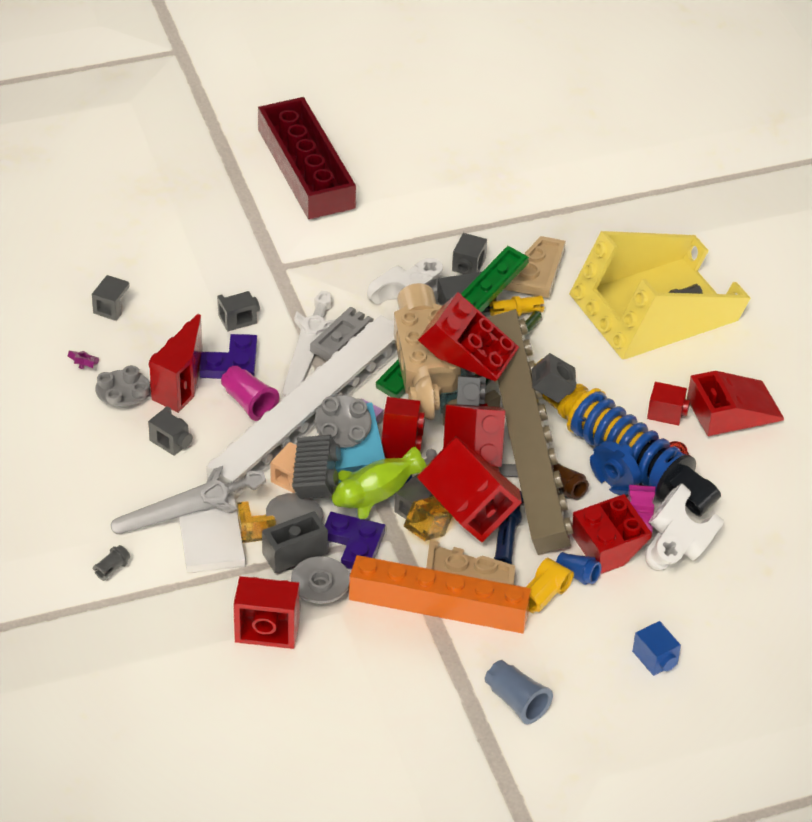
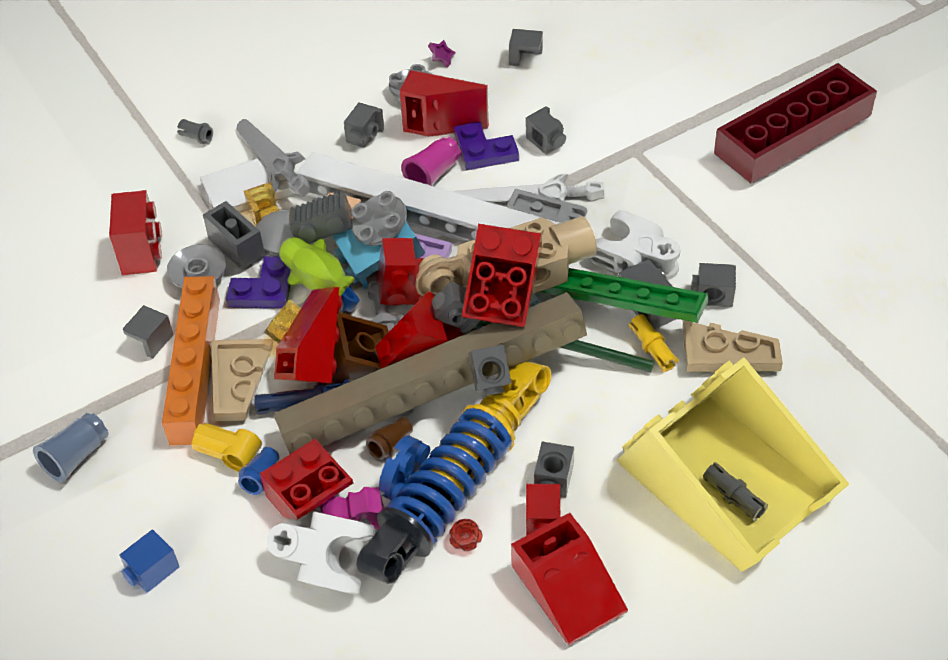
camera: 80 degrees right, 5 degrees up
(393, 619) = (150, 328): none -> dark grey panel
(630, 389) = (558, 459): none -> dark grey brick

